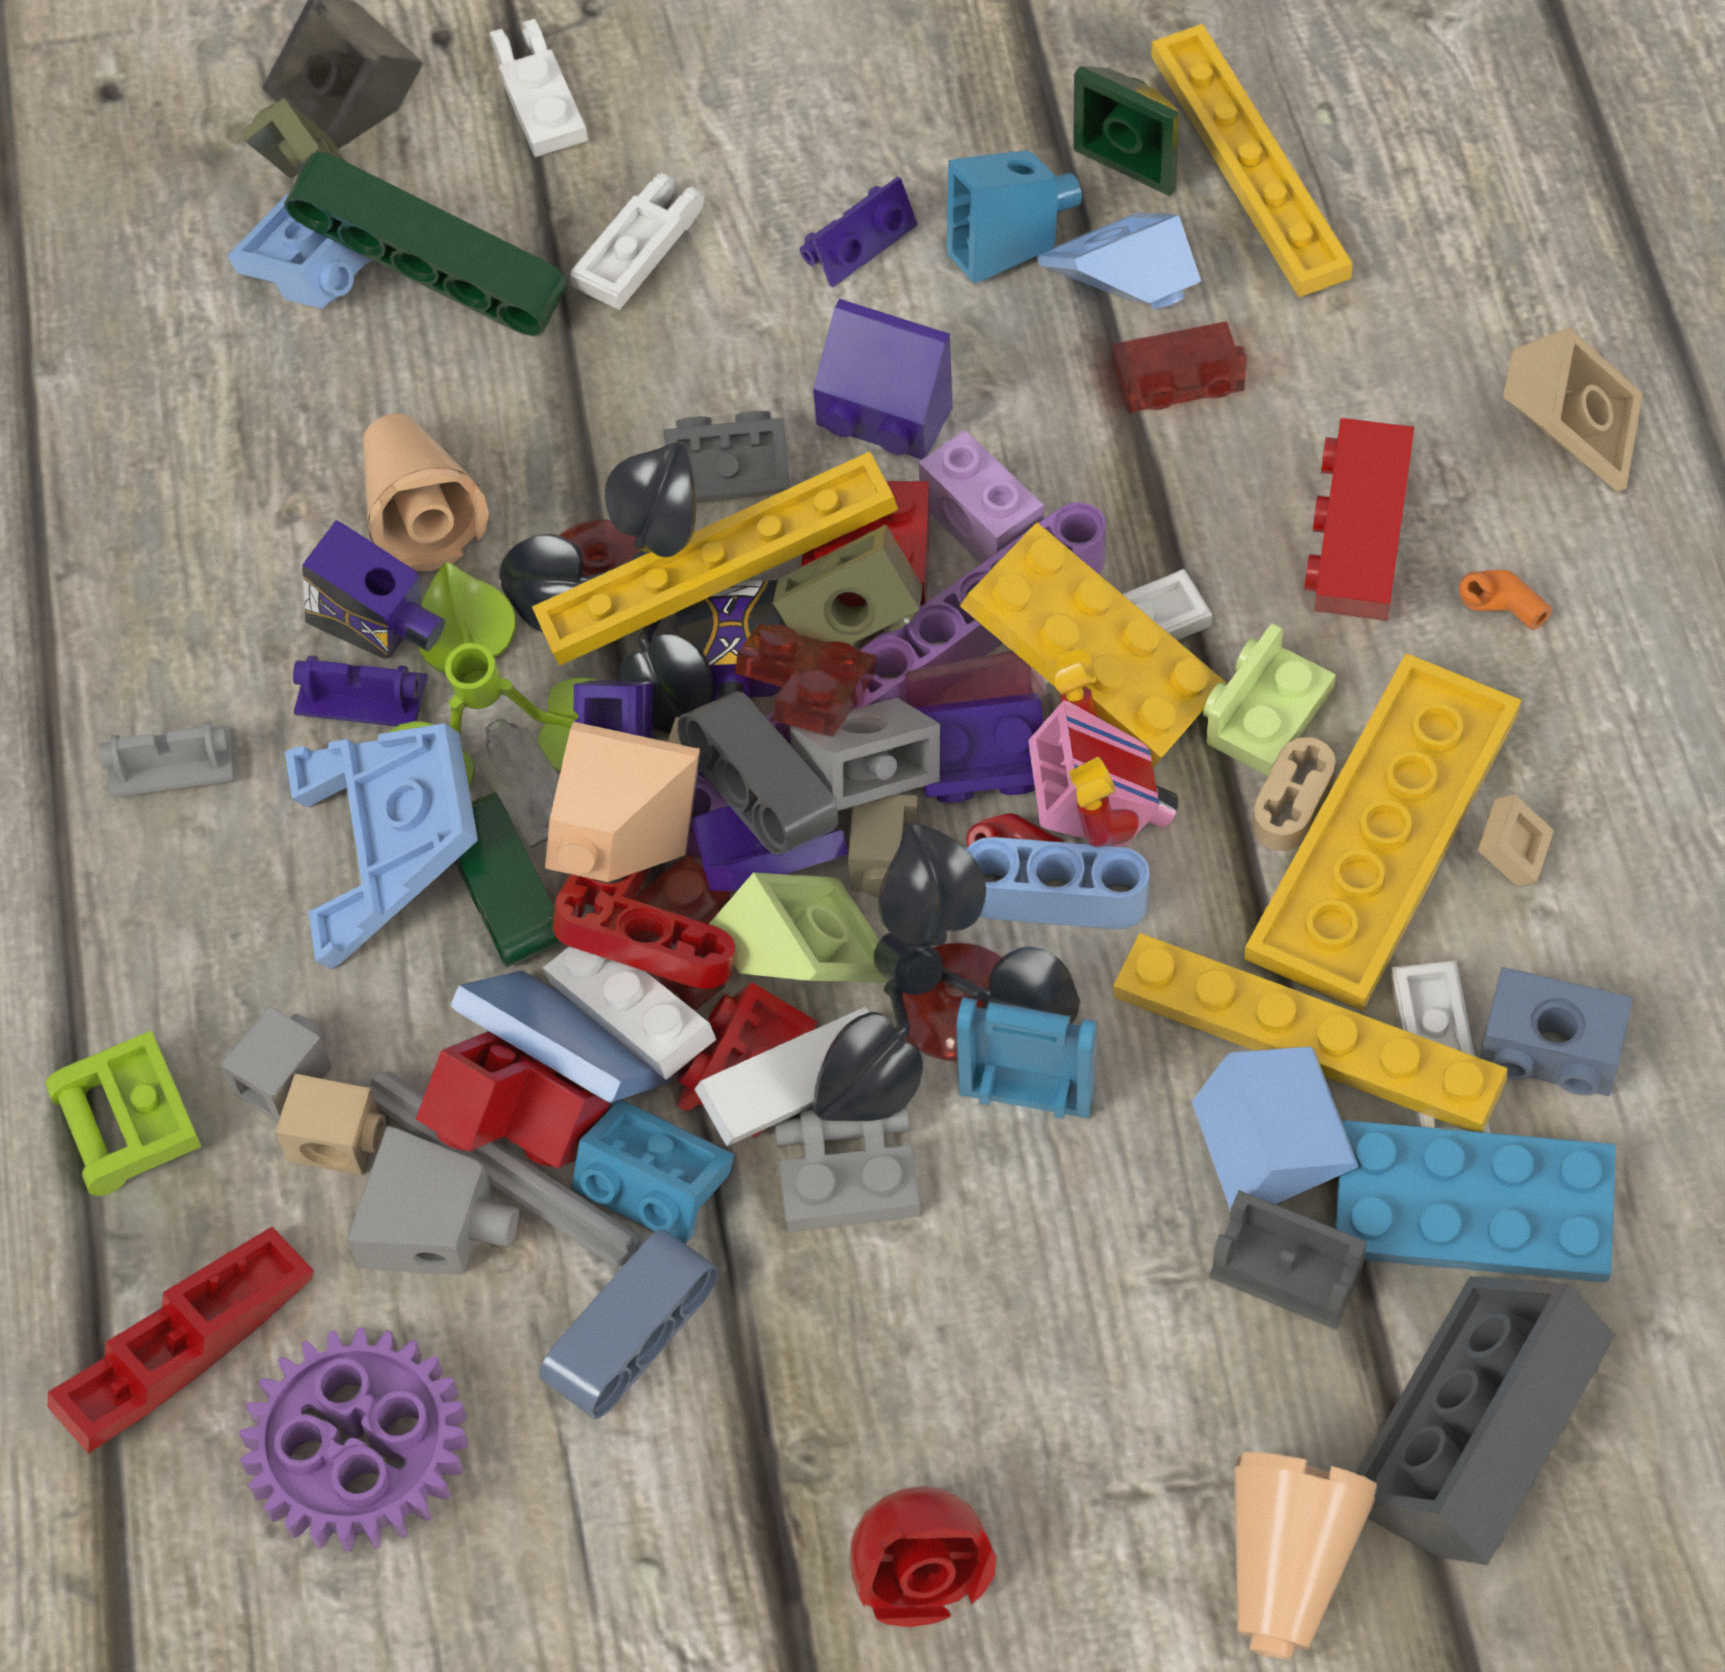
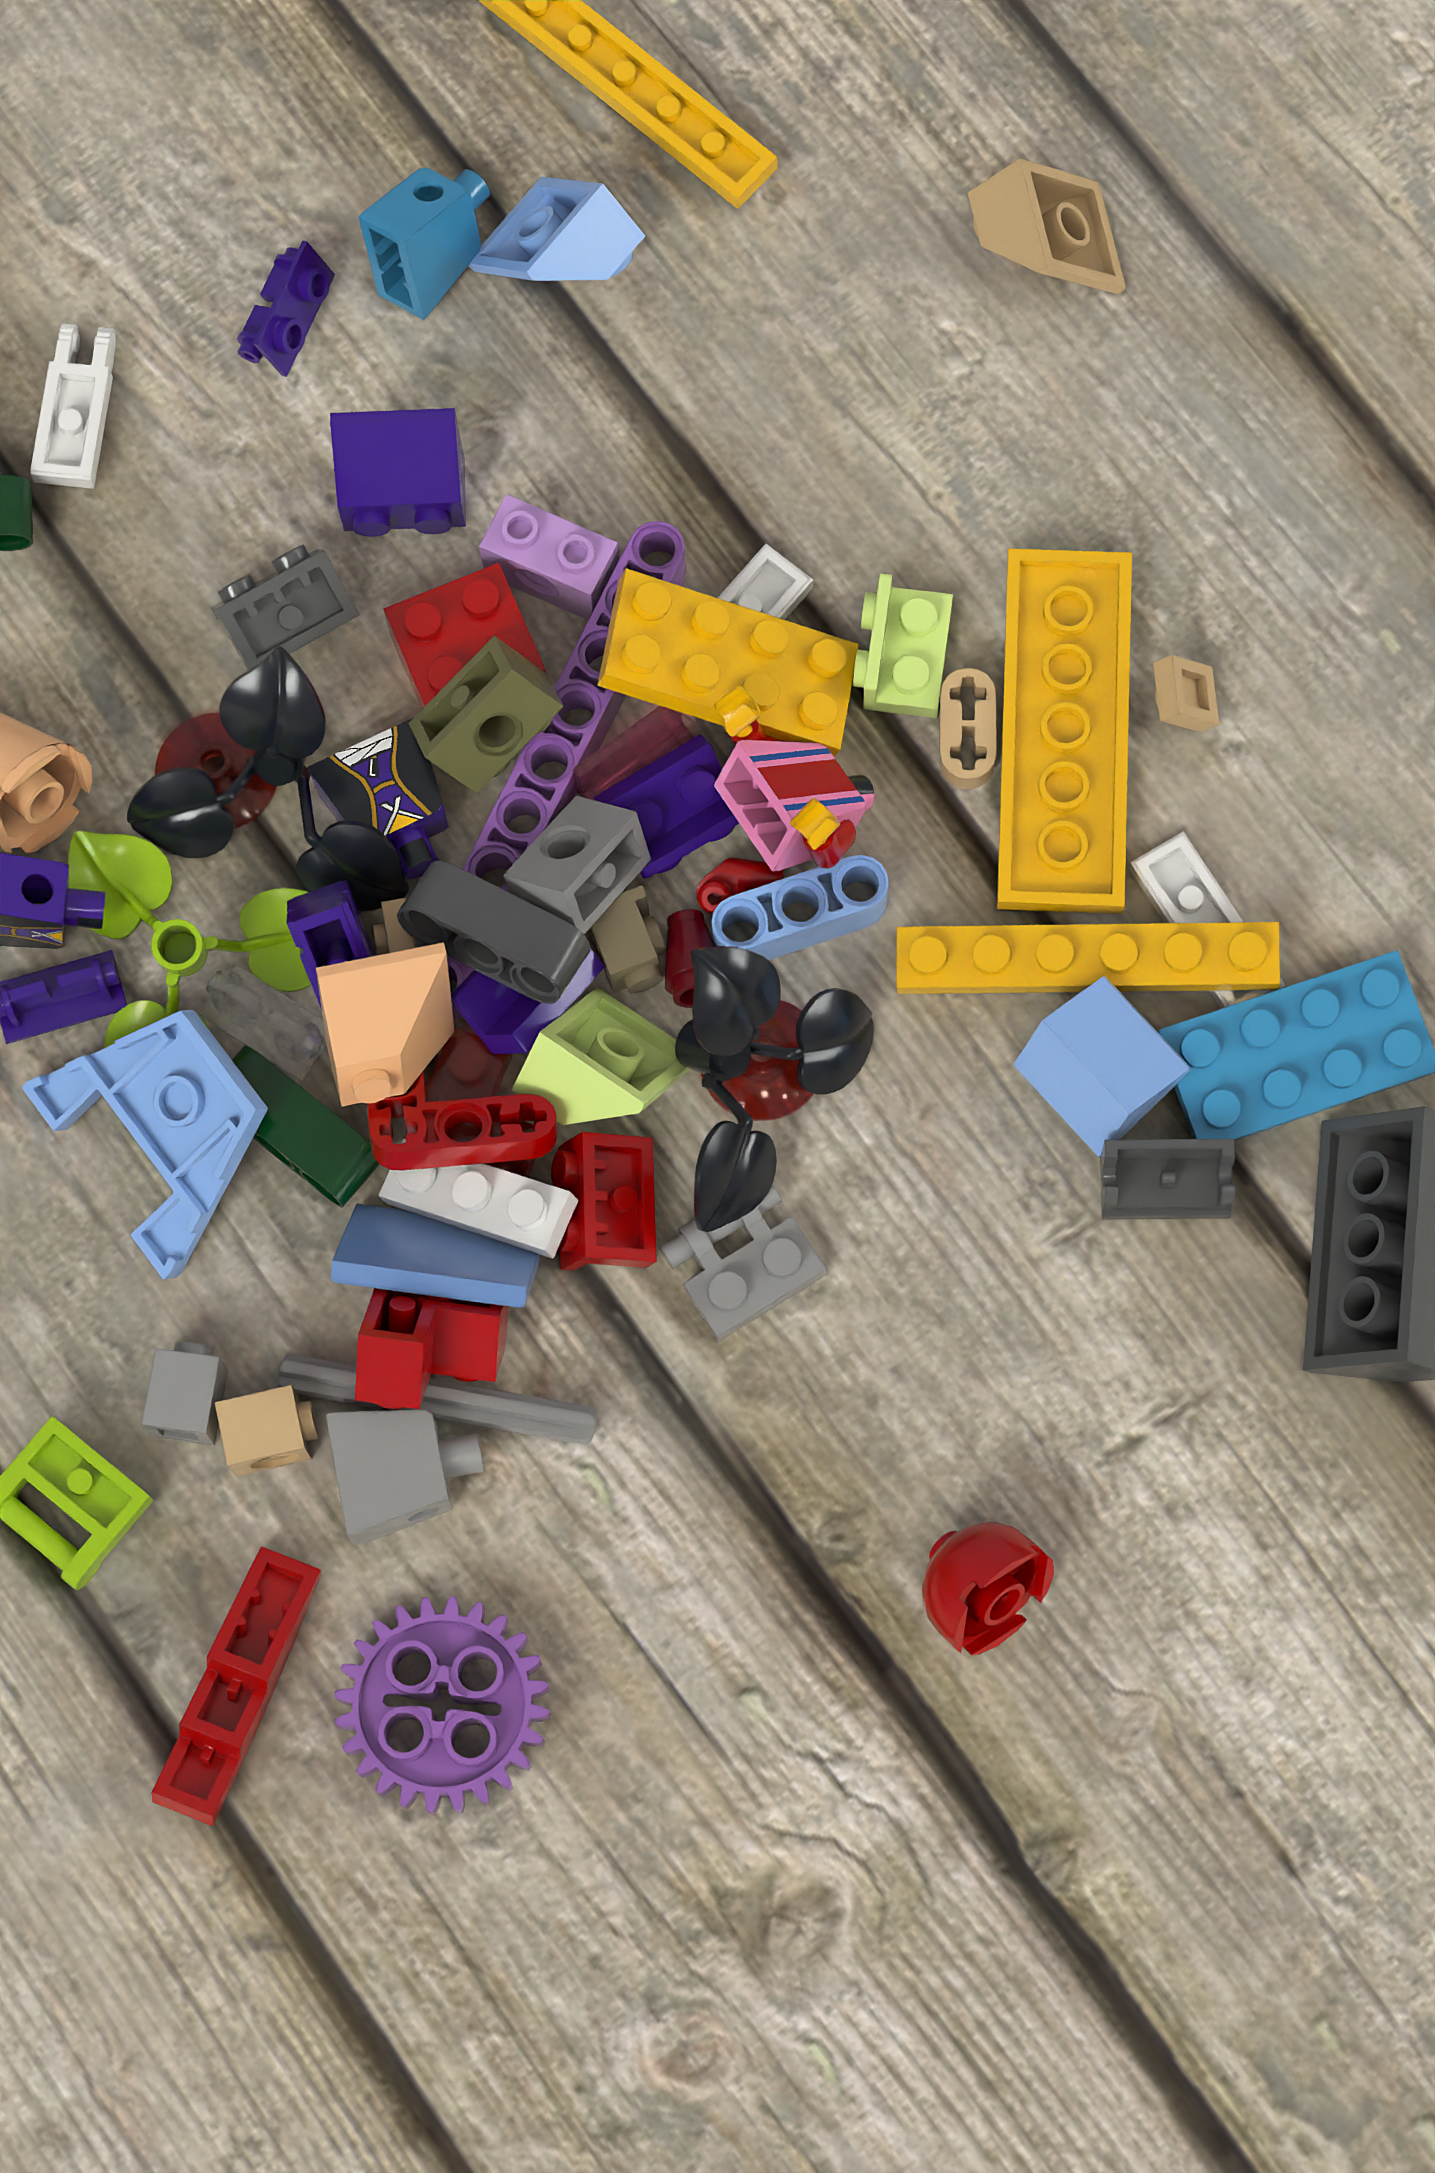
camera: 25 degrees left, 15 degrees up
(628, 1324) = (628, 1492): sand blue beam -> none
(649, 1169) = (574, 1343): dark azure bracket -> none
(715, 558) = (356, 720): yellow plate -> none
(769, 1084) = (654, 1208): white tile -> none
(816, 676) = (501, 805): clear red plate -> none
(1026, 1058) = (865, 1099): dark azure container -> none
(1126, 126) = (497, 92): dark green slope -> none
(1179, 367) = (661, 331): clear red bracket -> none
(1292, 1546) = (1290, 1437): light nougat cone -> none
(1360, 518) = (911, 431): red wedge -> none
(1504, 592) = (1064, 445): orange arm -> none
(1586, 1016) = (1327, 841): sand blue brick -> none

